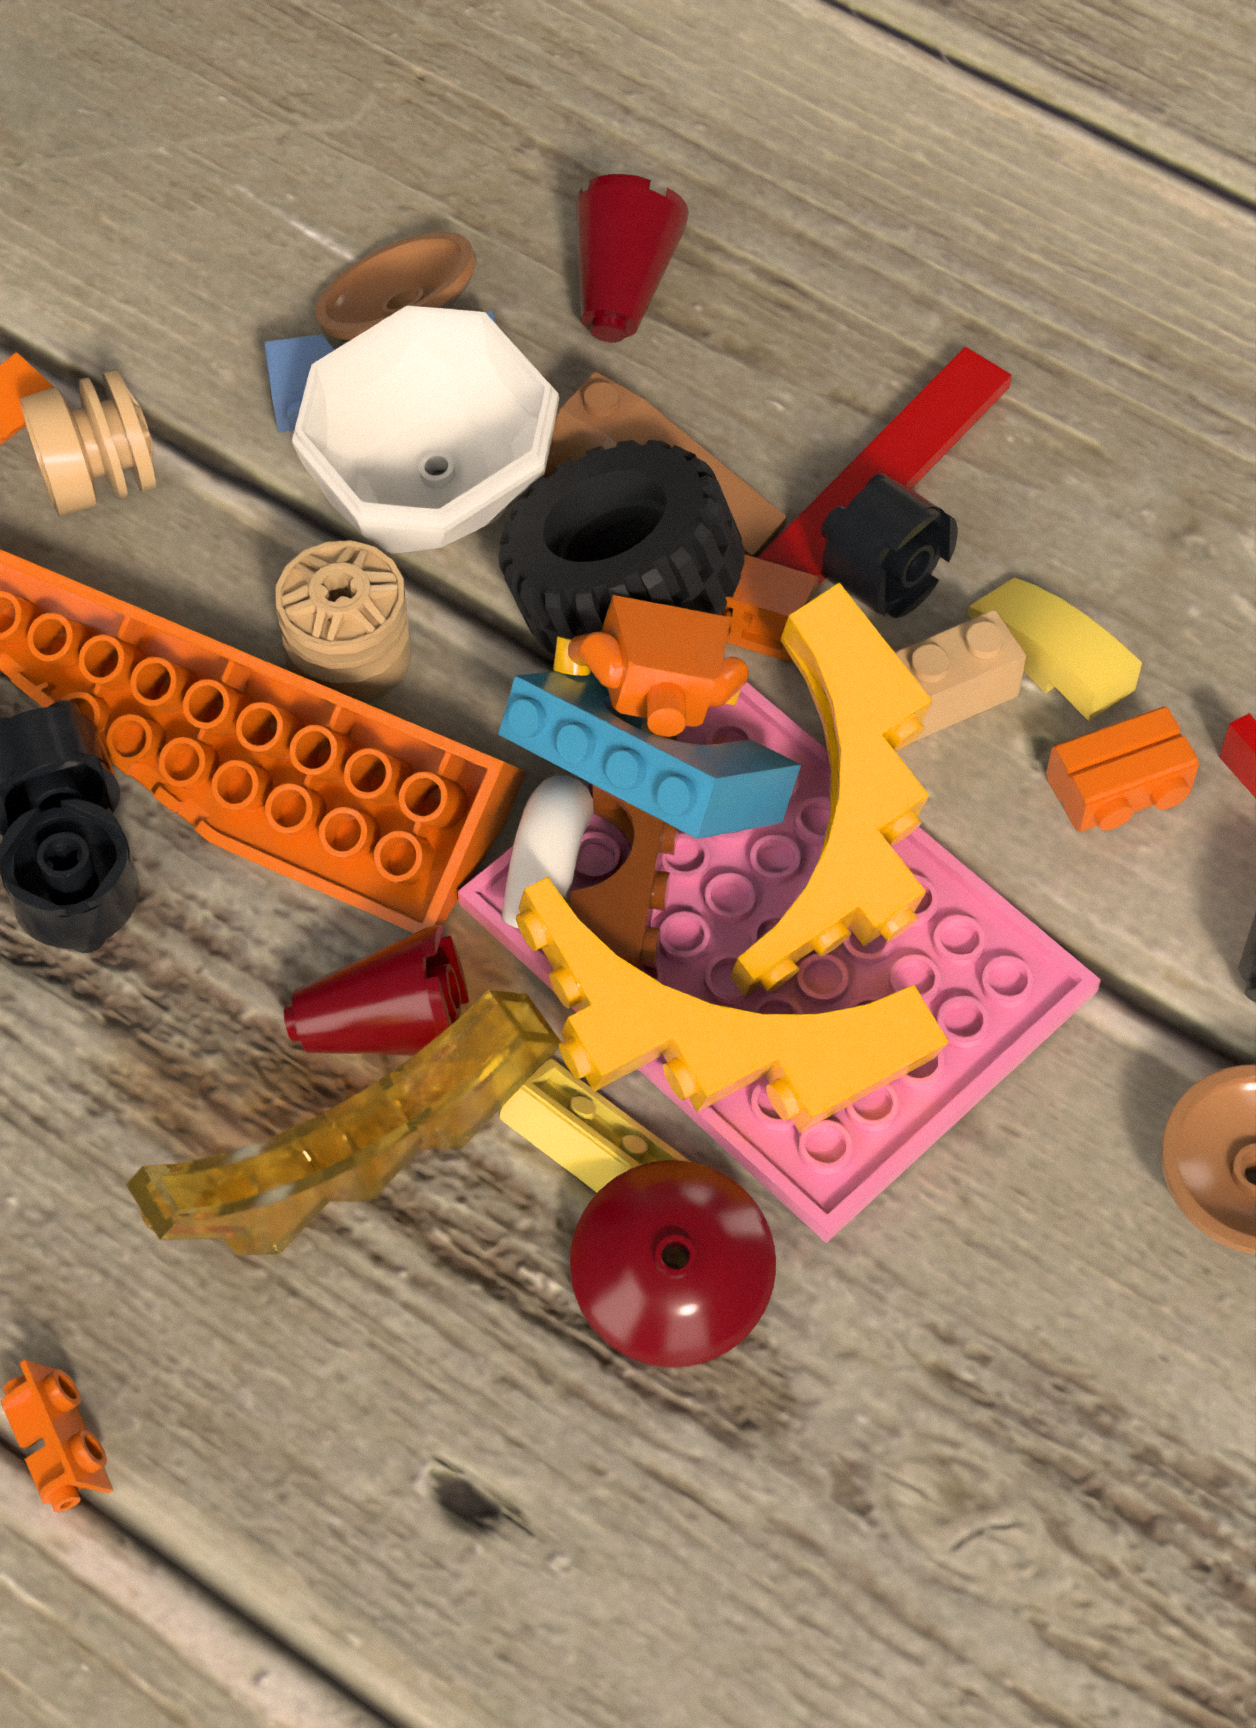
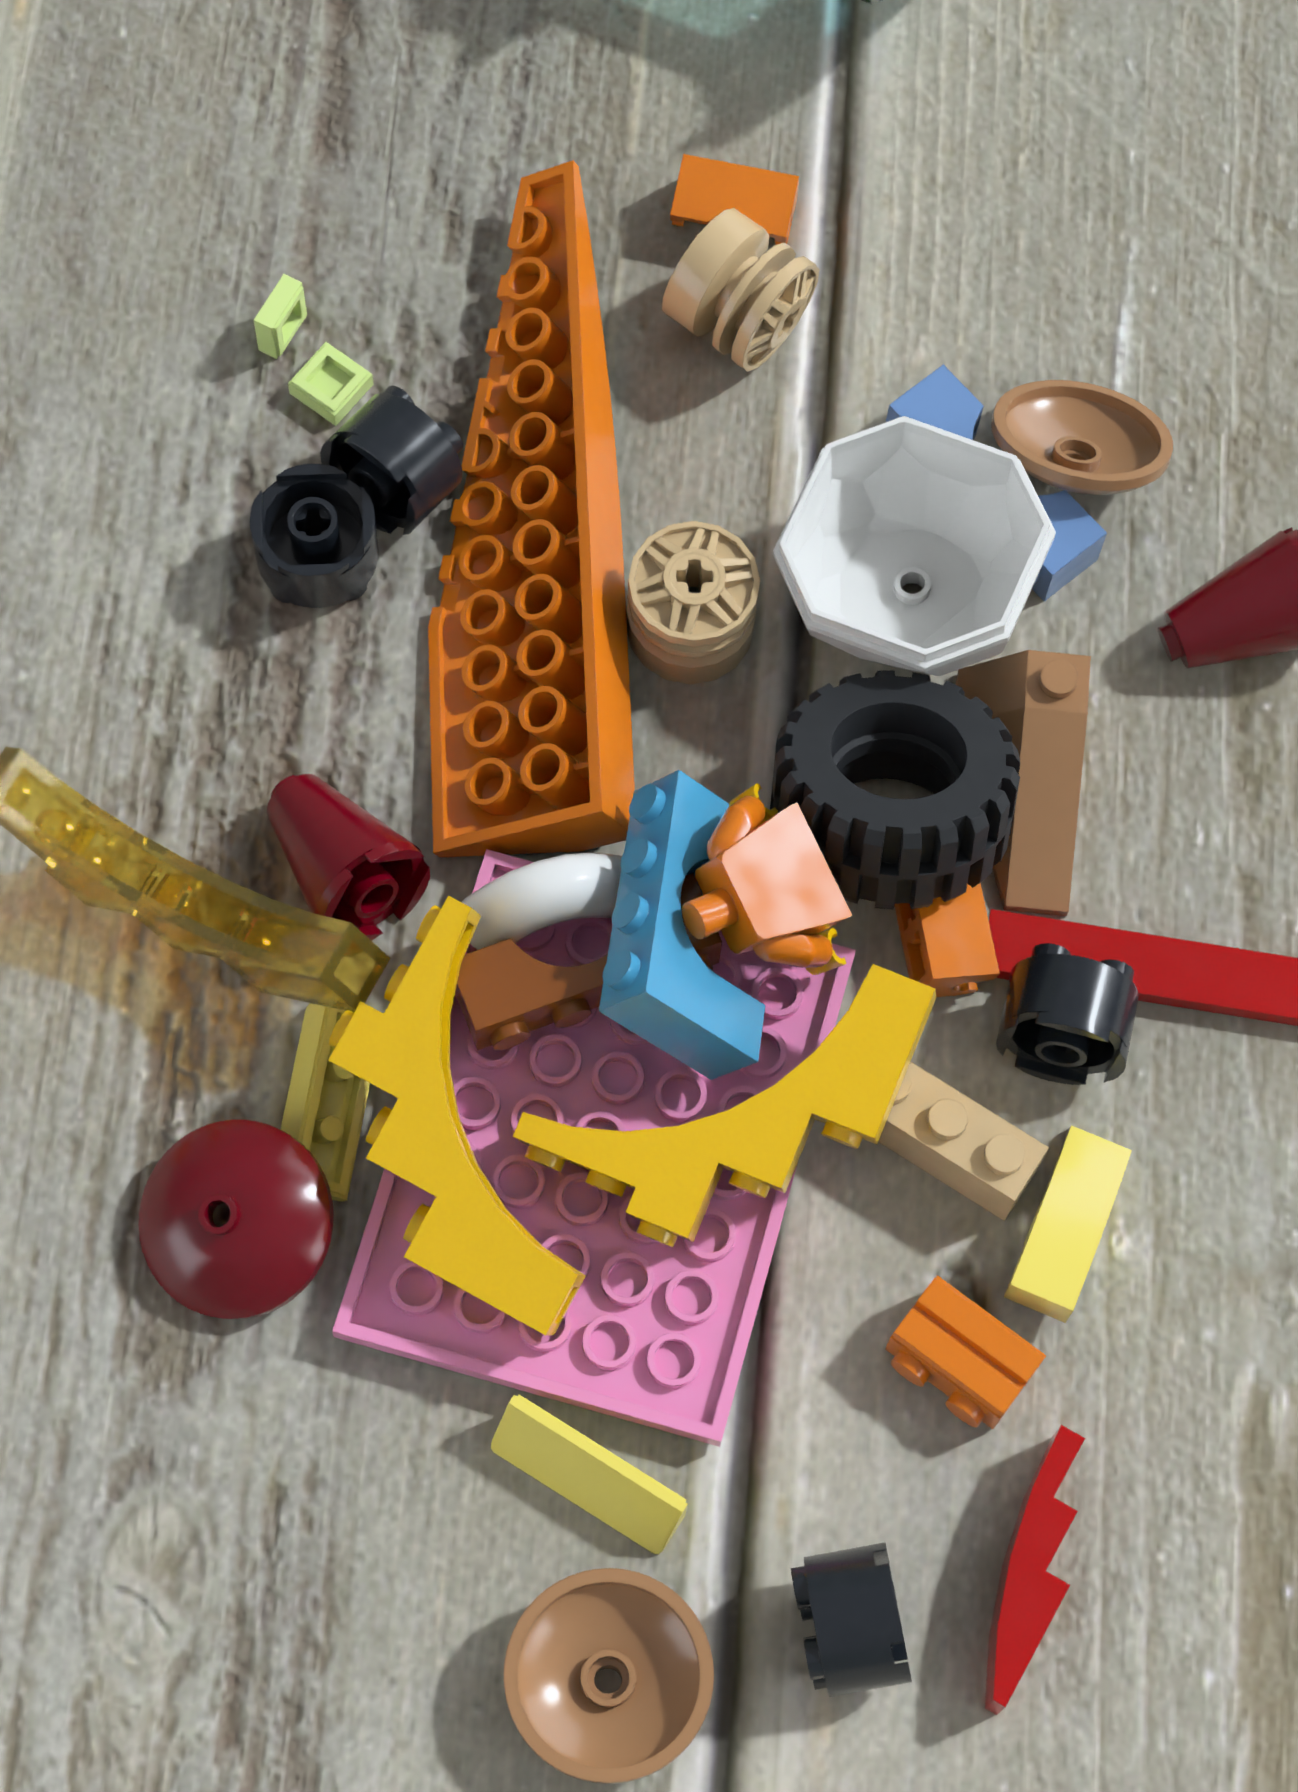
camera: 55 degrees right, 10 degrees up
(1068, 1098) = (588, 1475): none -> light yellow slope

